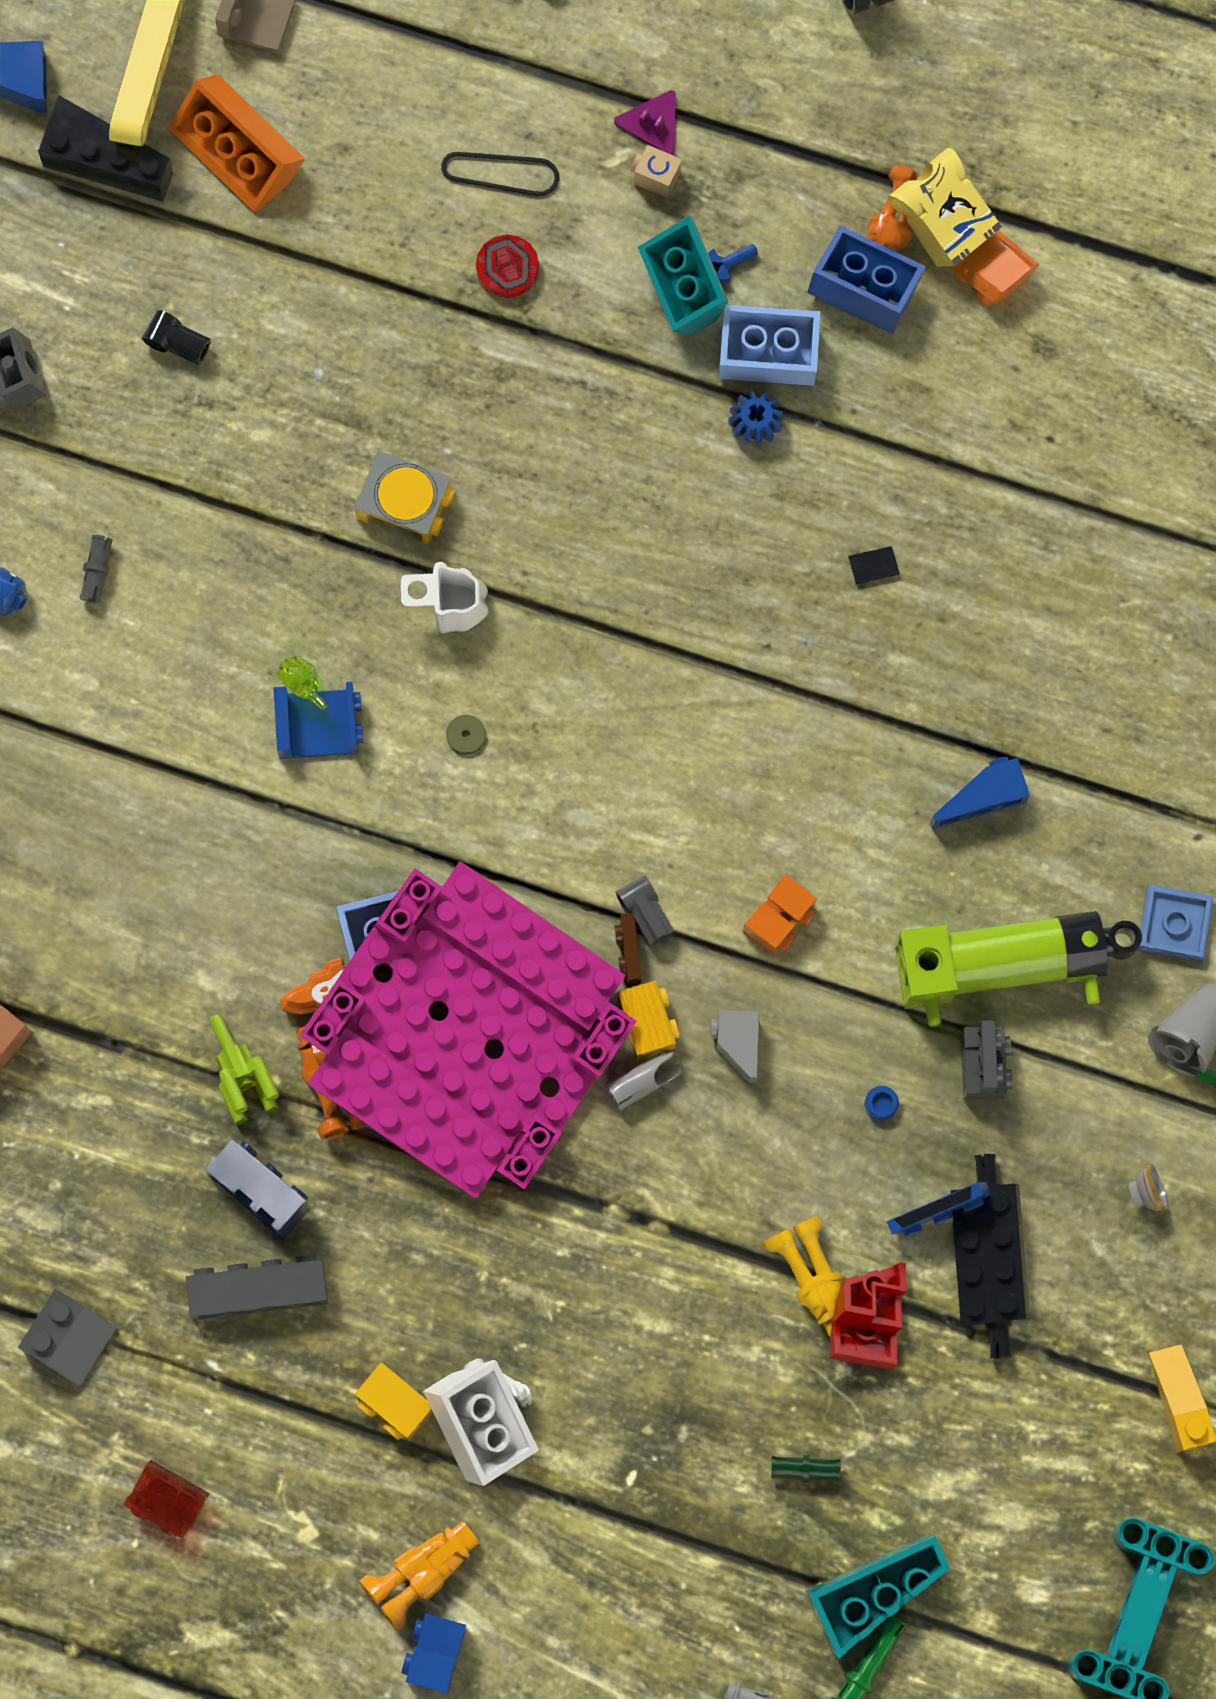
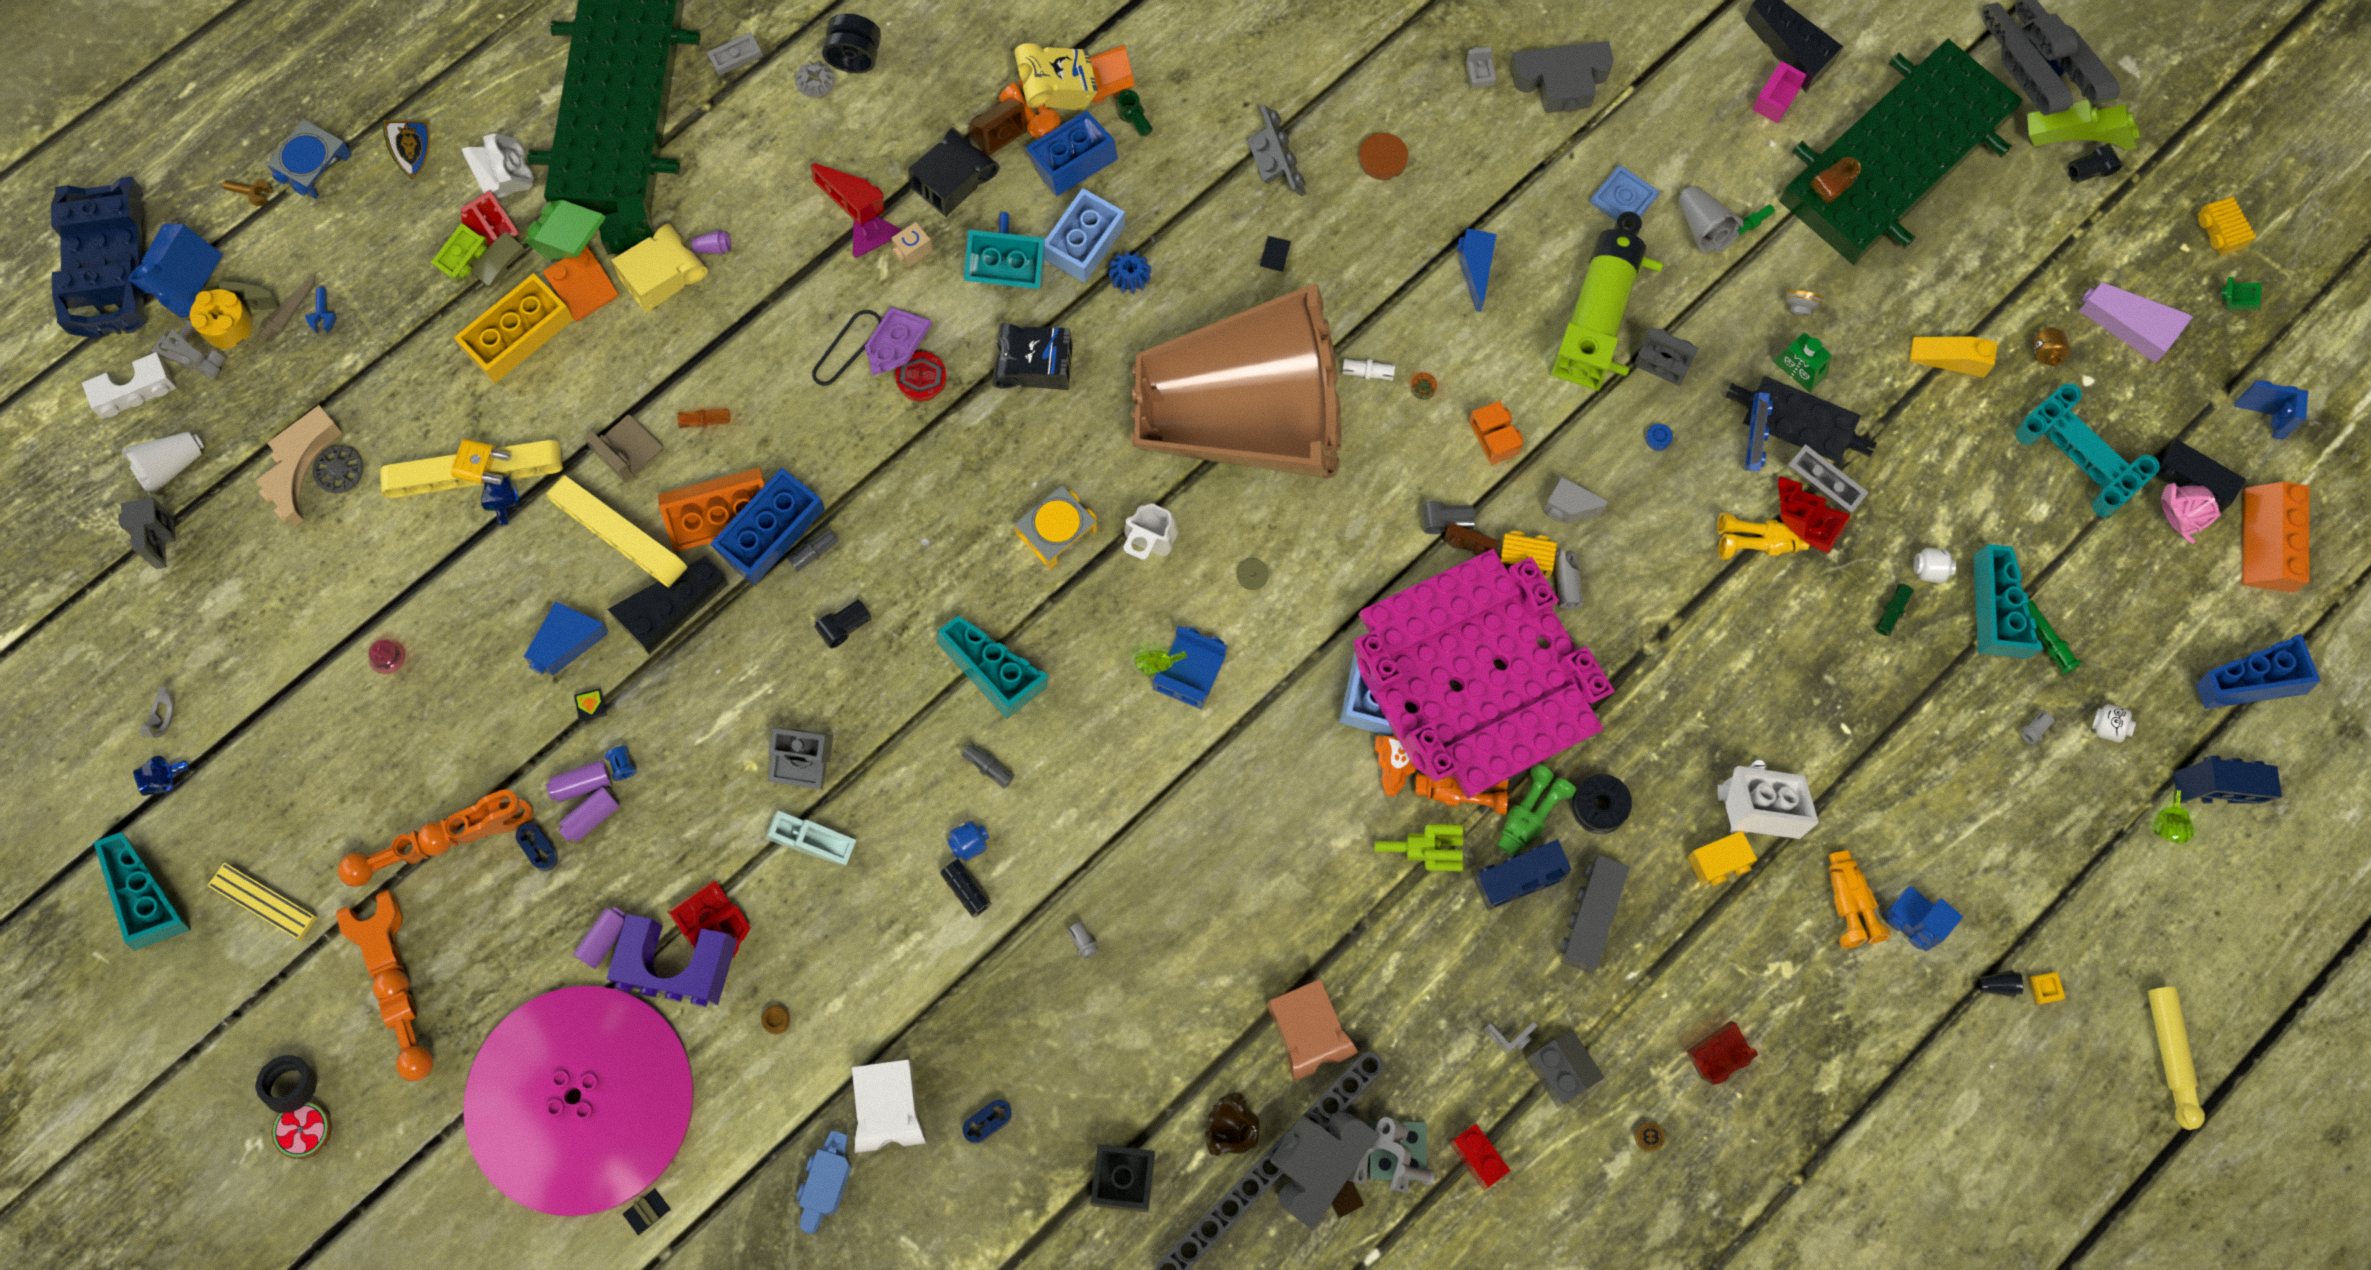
camera: 60 degrees left, 5 degrees down
(38, 1465) = (1649, 1137): none -> pearl gold tile
(70, 1273) = (1521, 1041): none -> light grey bracket
(201, 520) = (995, 671): none -> teal wedge
(239, 202) = (768, 526): none -> blue slope
(242, 264) = (813, 550): none -> dark grey axle
(323, 1163) = (1524, 824): none -> bright green piece
(333, 71) = (703, 418): none -> clear orange axle
(386, 1218) = (1610, 790): none -> black wheel
(532, 216) = (895, 340): none -> medium lavender tile
(591, 370) = (1033, 357): none -> black piece
(661, 619) = (1246, 390): none -> medium nougat cone
(683, 78) = (850, 192): none -> red slope
(771, 165) = (951, 172): none -> black piece
(783, 737) = (1368, 369): none -> white pin
(798, 809) = (1423, 386): none -> clear orange tile
(854, 183) = (998, 126): none -> reddish brown slope
(888, 1492) = (1934, 565): none -> white head
(925, 1317) = (1827, 479): none -> light grey brick
(957, 322) = (1133, 114): none -> dark green axle
(999, 501) = (1273, 154): none -> dark grey bracket
(1067, 1227) = (1805, 361): none -> green torso
(1068, 623) = (1383, 156): none -> dark orange tile

